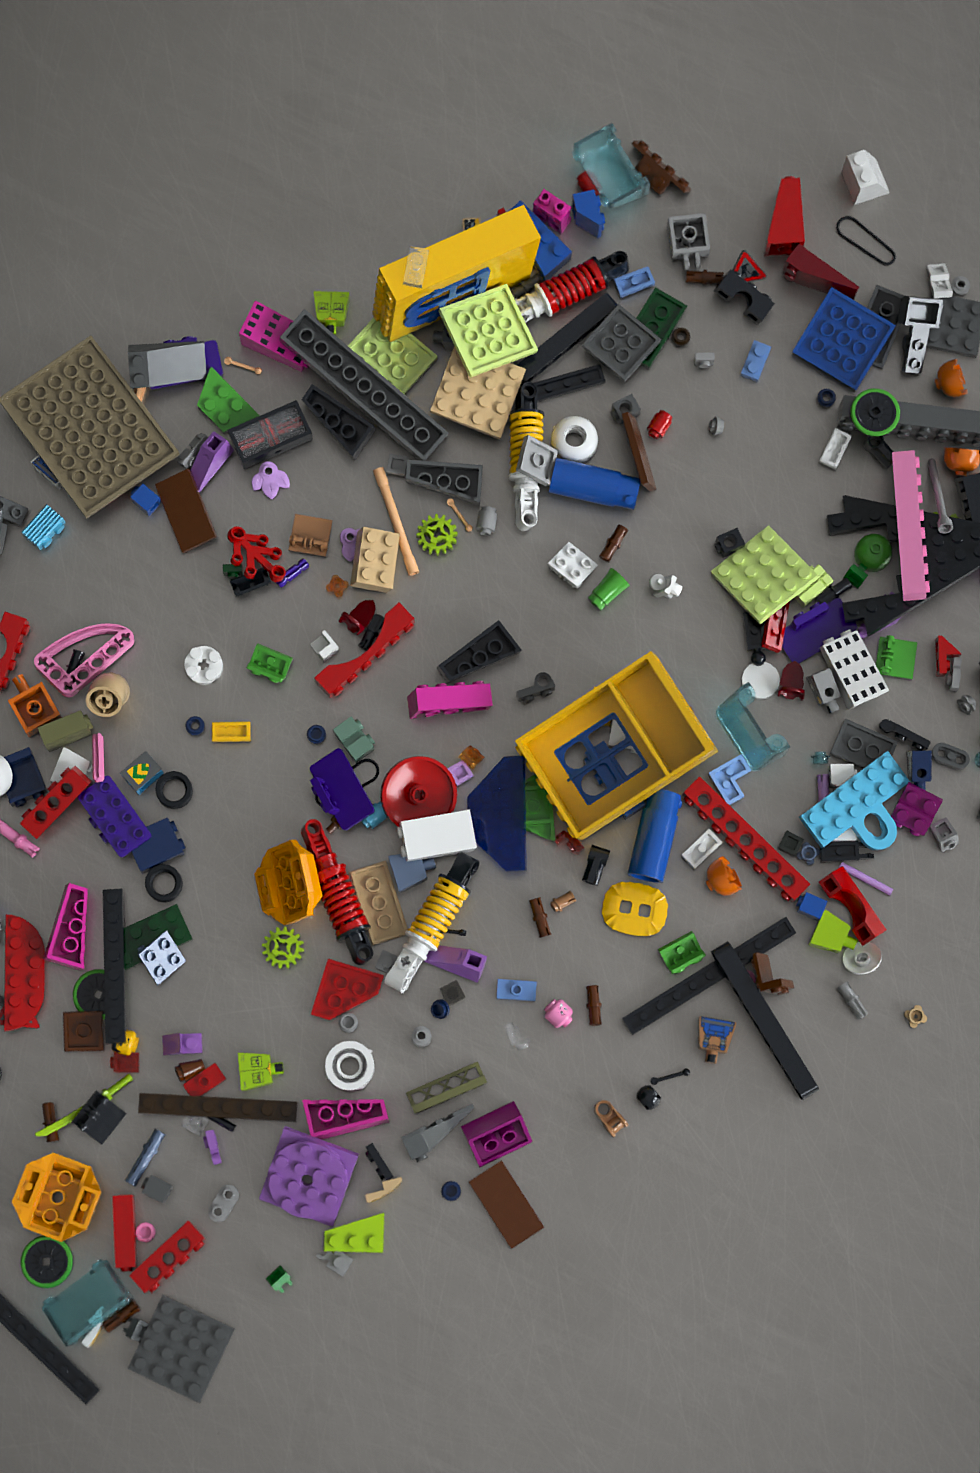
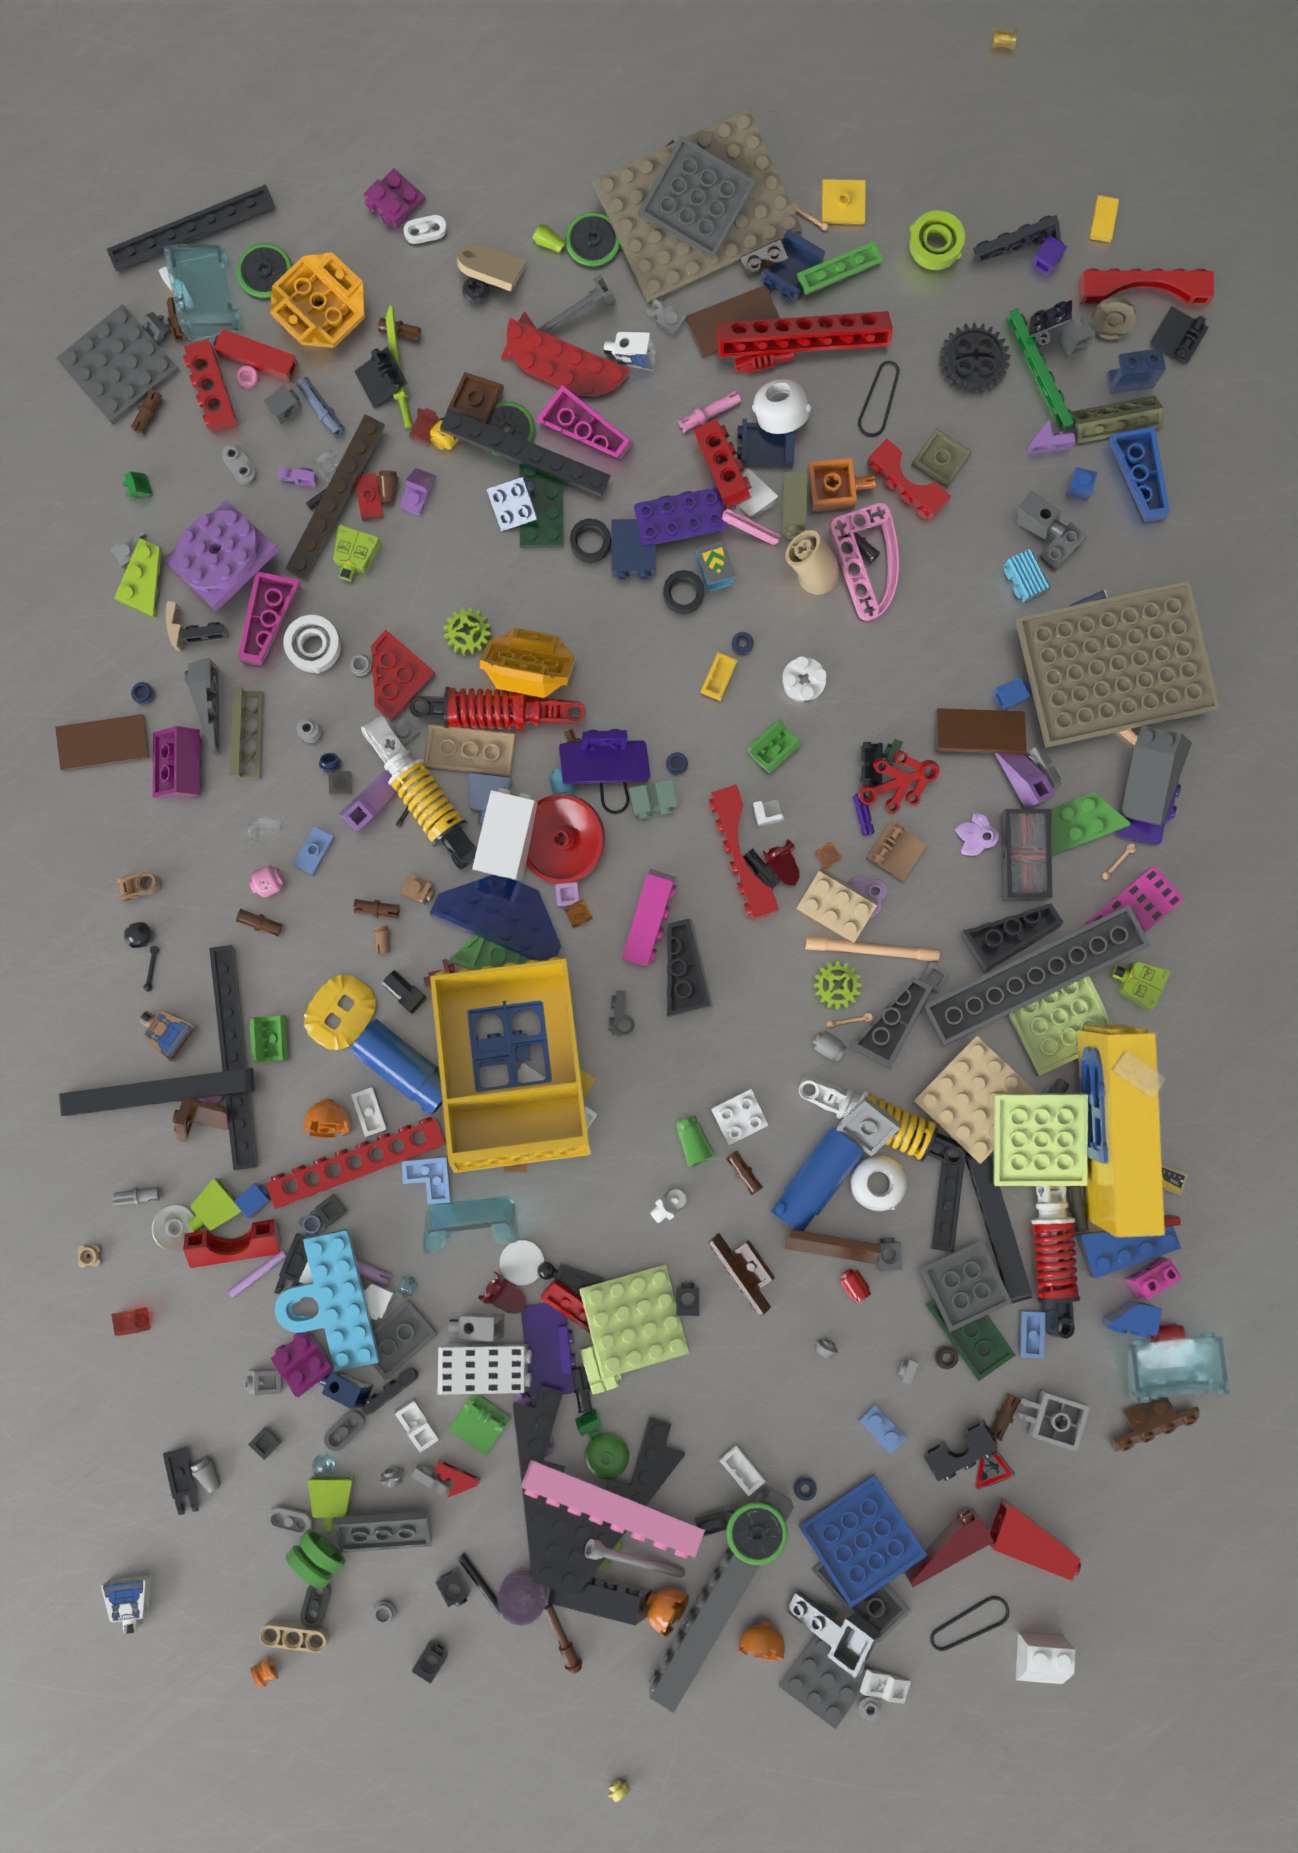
camera: 120 degrees right, 5 degrees up
(212, 1302) = (146, 411): none -> reddish brown pin
(509, 892) = (418, 889): none -> medium nougat bracket
(685, 509) = (746, 1269): none -> reddish brown bracket
(920, 704) = (416, 1425): none -> white slope
(949, 958) = (130, 1321): none -> clear red bracket

